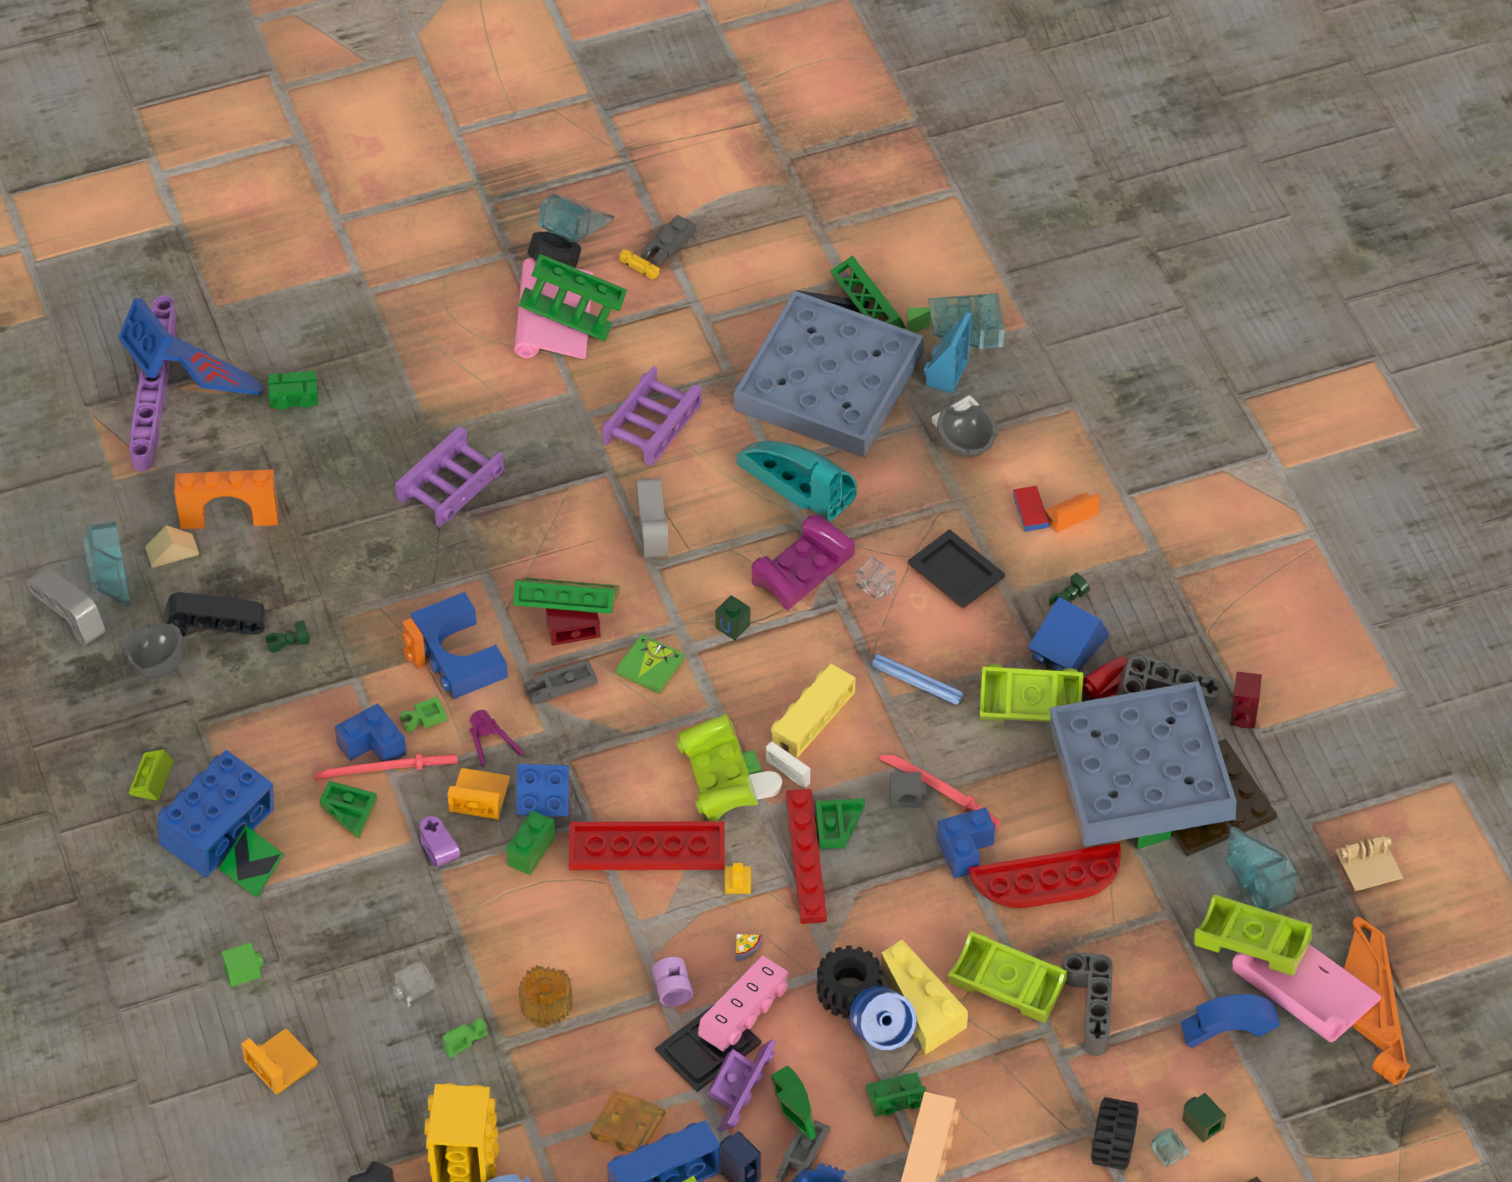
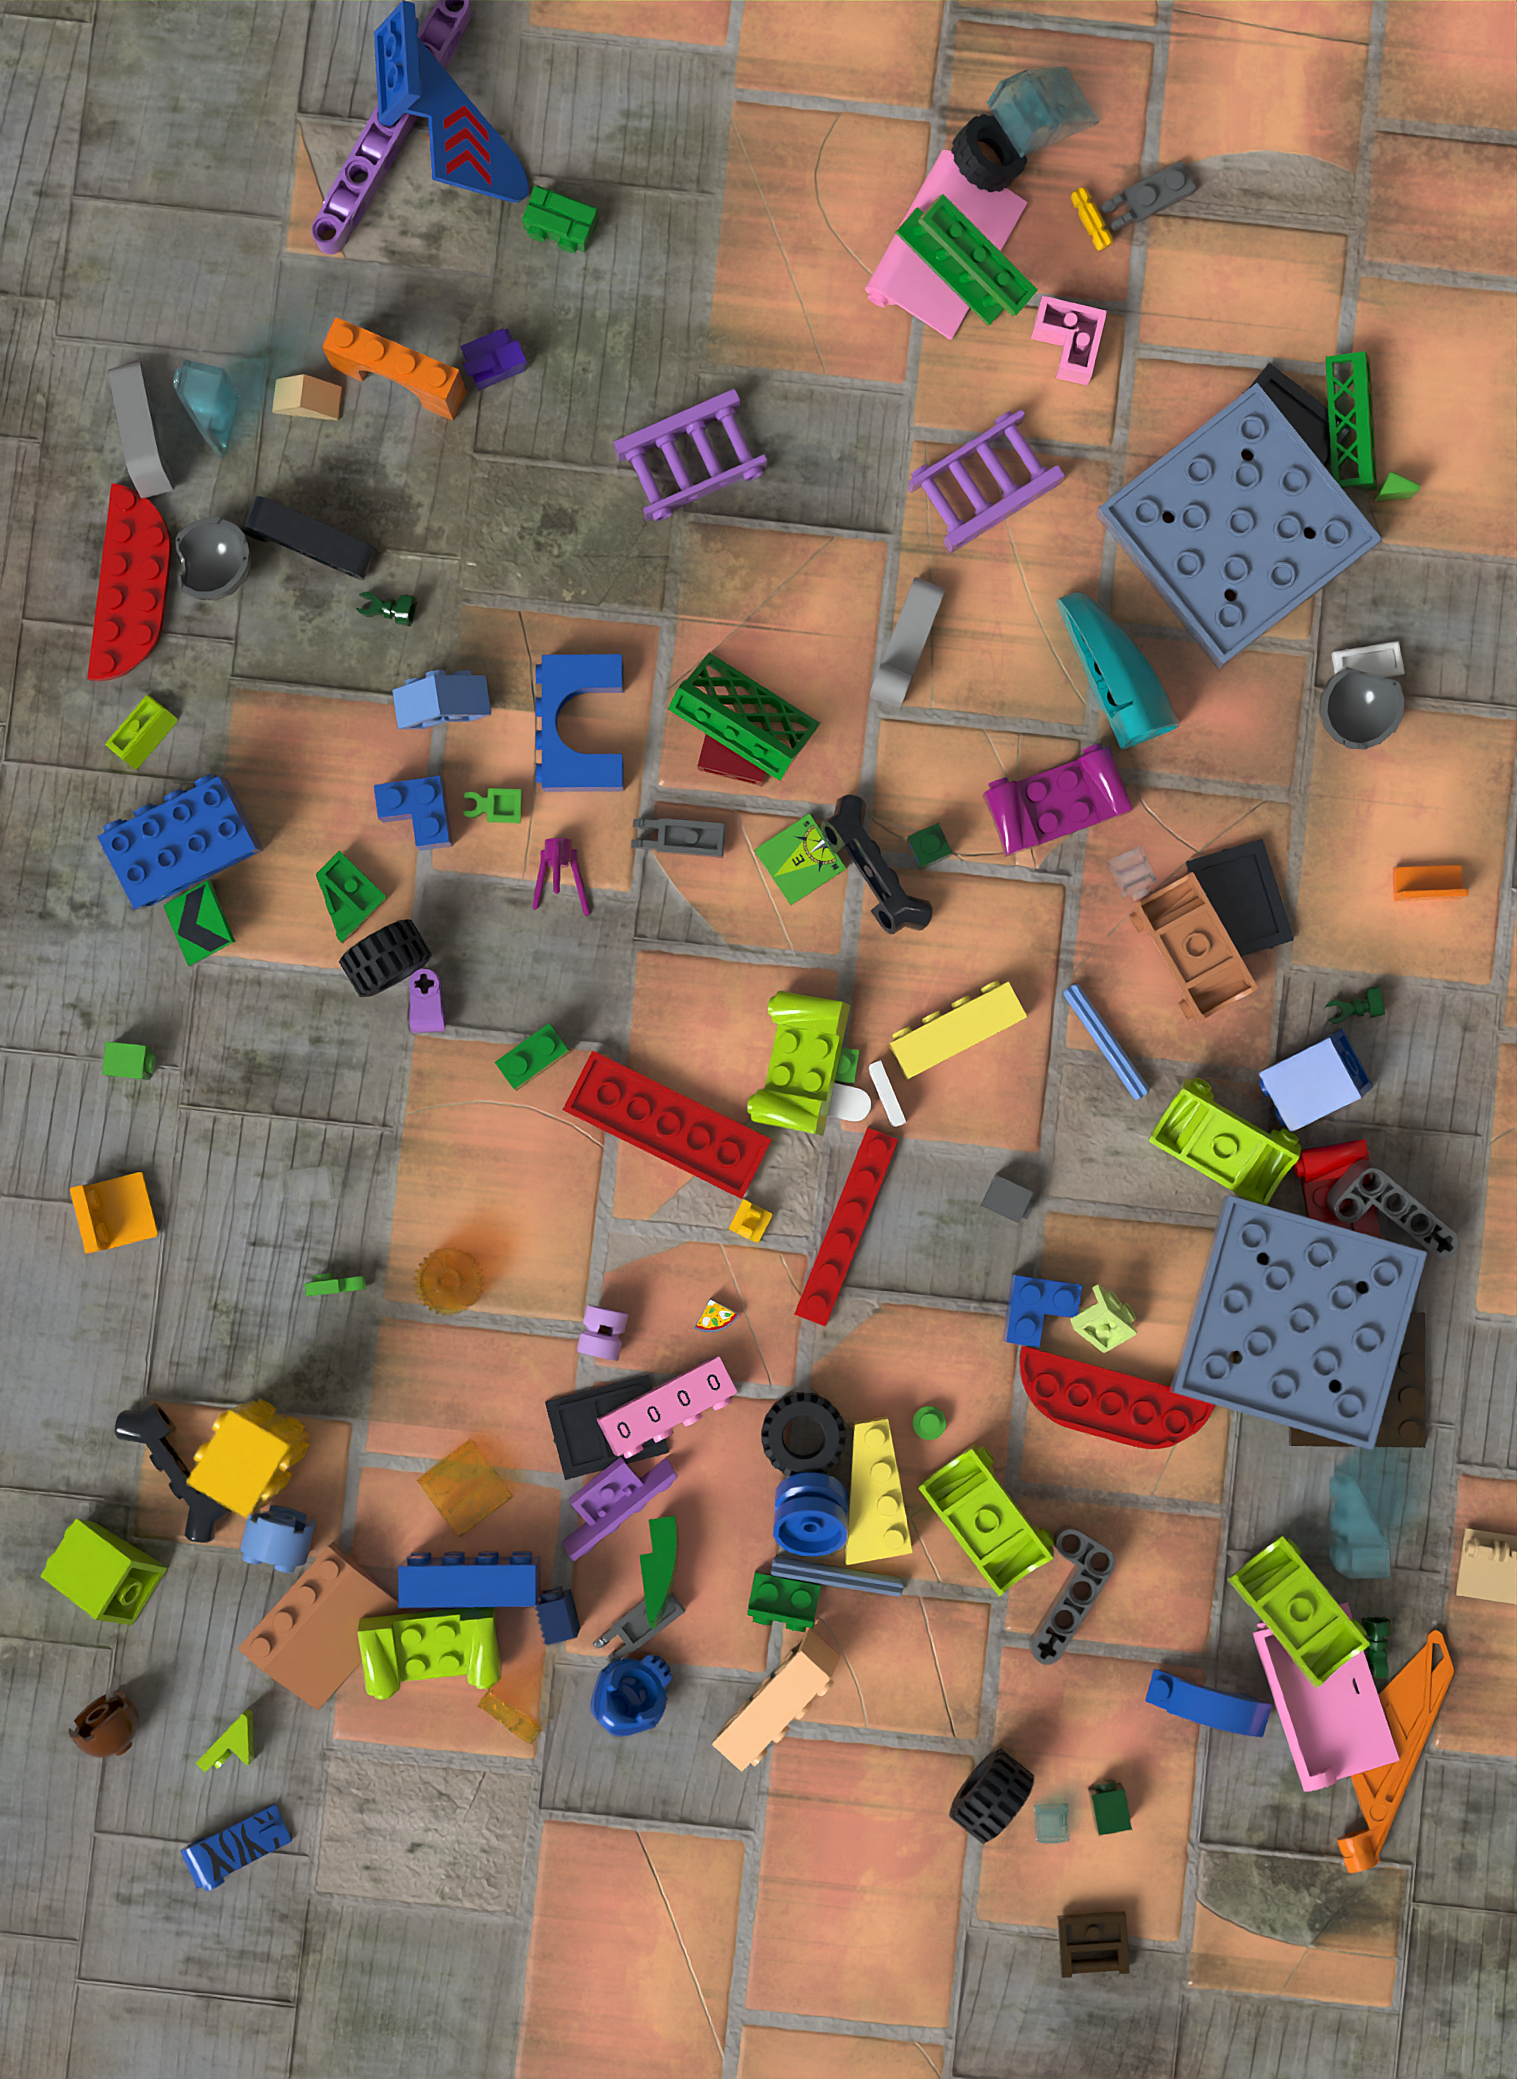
camera: 25 degrees right, 35 degrees up
(101, 696) = (130, 585): none -> red plate
(292, 477) = (493, 358): none -> dark purple piece
(352, 664) = (441, 699): none -> medium blue brick
(396, 819) = (385, 958): none -> black tyre
(413, 643) = (522, 703): orange plate -> none
(417, 762) = (460, 869): coral sword -> none
(478, 793) = (508, 951): light orange bracket -> none
(543, 789) = (572, 1006): blue bracket -> none
(661, 316) = (1077, 330): none -> bright pink brick
(729, 657) = (846, 832): none -> black plate
(837, 821) = (904, 1201): green wing -> none
(927, 1062) = (837, 1576): none -> sand blue axle
(933, 943) = (929, 1422): none -> bright green plate
(943, 598) = (1194, 947): none -> nougat piece
(950, 357) = (1400, 577): dark azure slope -> none
(967, 803) = (1070, 1249): coral sword -> none
(986, 318) = (1458, 525): clear light blue slope -> none
(1015, 825) = (1106, 1322): none -> yellowish green bracket
(1030, 508) = (1380, 853): red tile -> none
(1245, 700) = (1476, 1283): dark red brick -> none
(1322, 940) = (1377, 1628): none -> dark green piece

